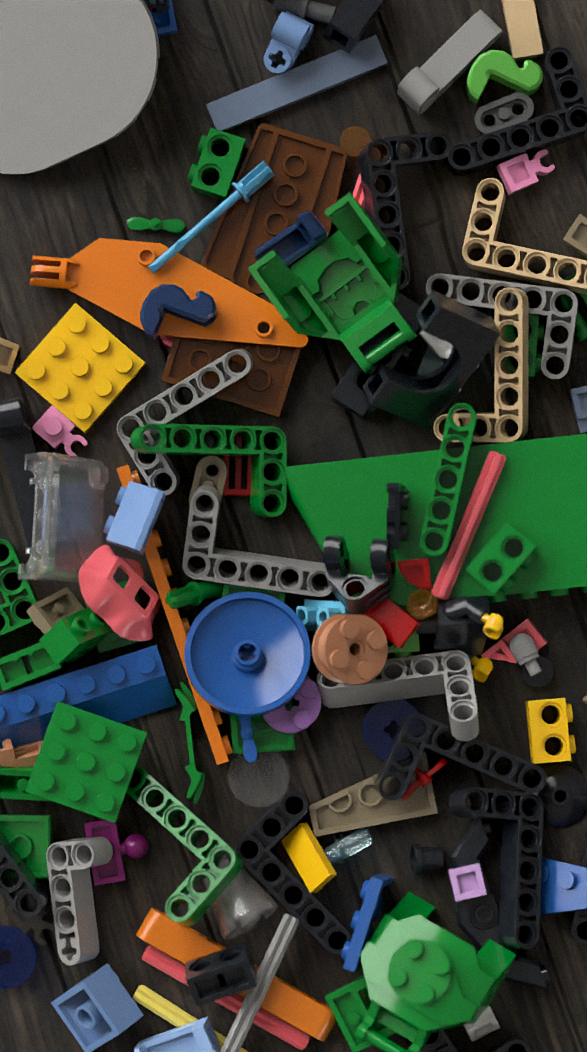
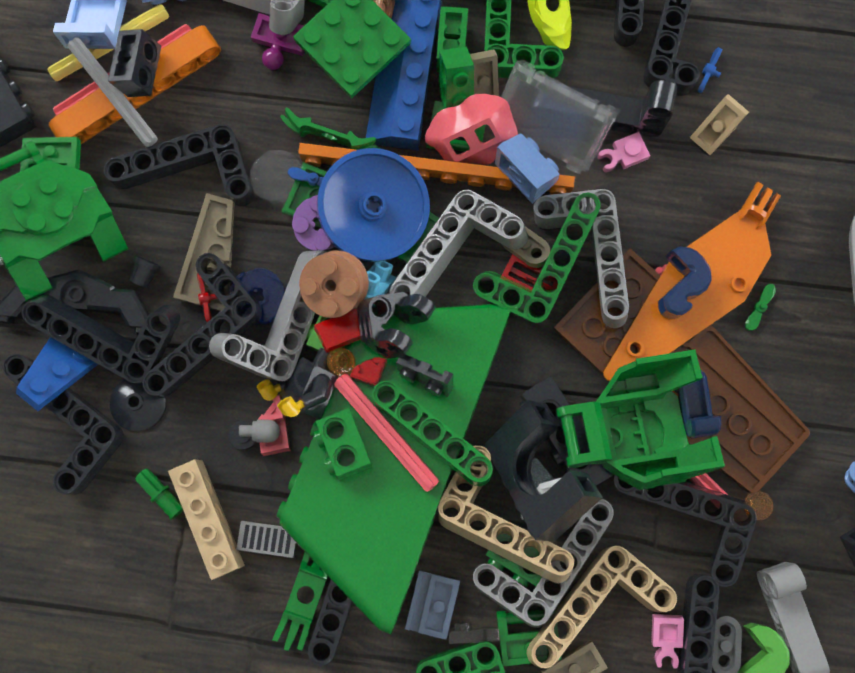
camera: 120 degrees right, 5 degrees down
(80, 368) = (669, 192): yellow plate -> none
(188, 835) = (254, 89): green beam -> none
(193, 594) = (444, 188): green axle -> none
(224, 166) = (786, 386): green brick -> none
(241, 903) = (195, 109): clear cone -> none
(244, 190) = (761, 390): dark azure piece -> none
(296, 84) = (829, 481): sand blue tile -> none
(308, 857) = (191, 180): yellow tile -> none
(348, 846) = (186, 211): clear light blue axle -> none
(361, 921) = (117, 192): blue wing -> none
(467, 882) = (104, 291): lavender tile -> none
(540, 731) = (192, 414): yellow brick -> none

